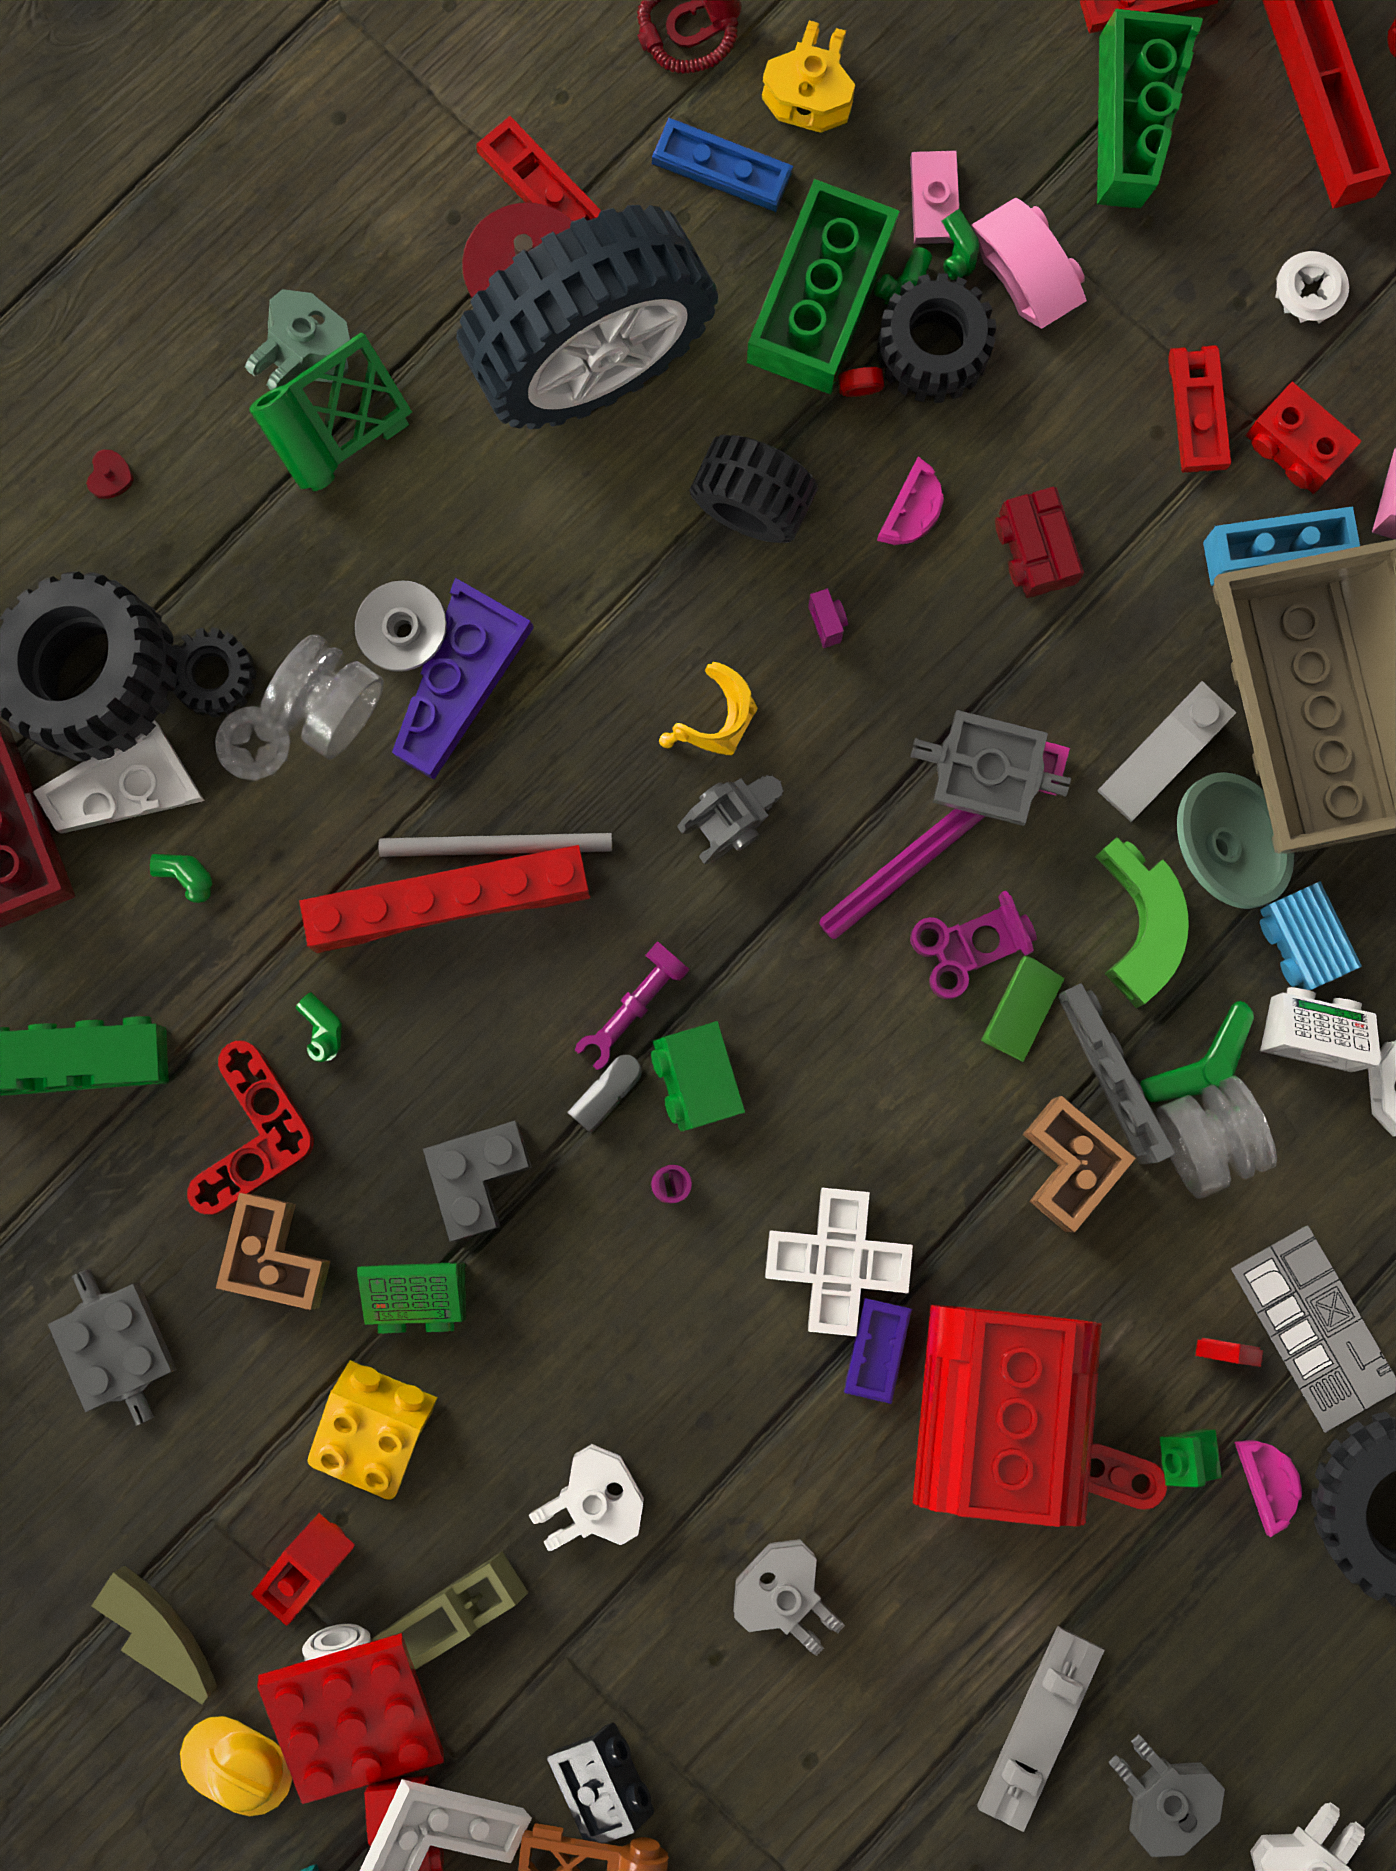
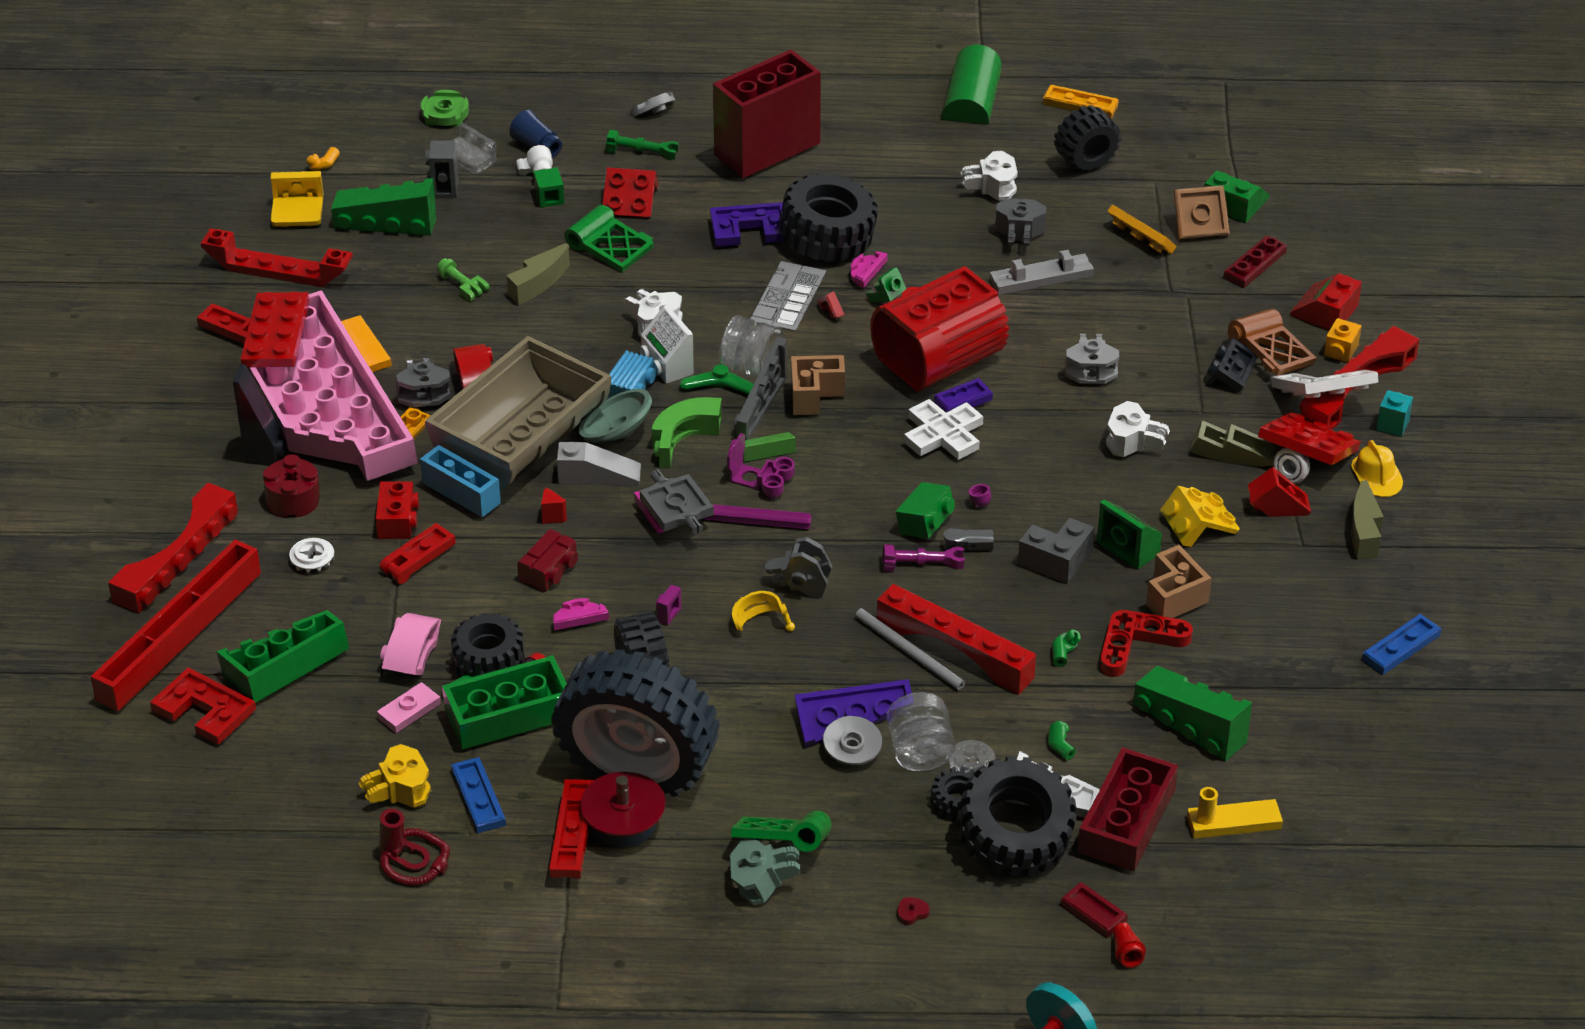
camera: 130 degrees left, 40 degrees down
(112, 1347) = (1281, 618): dark grey plate -> none
(965, 246) = (428, 675): green arm -> none
(1138, 629) = (553, 508): none -> red slope

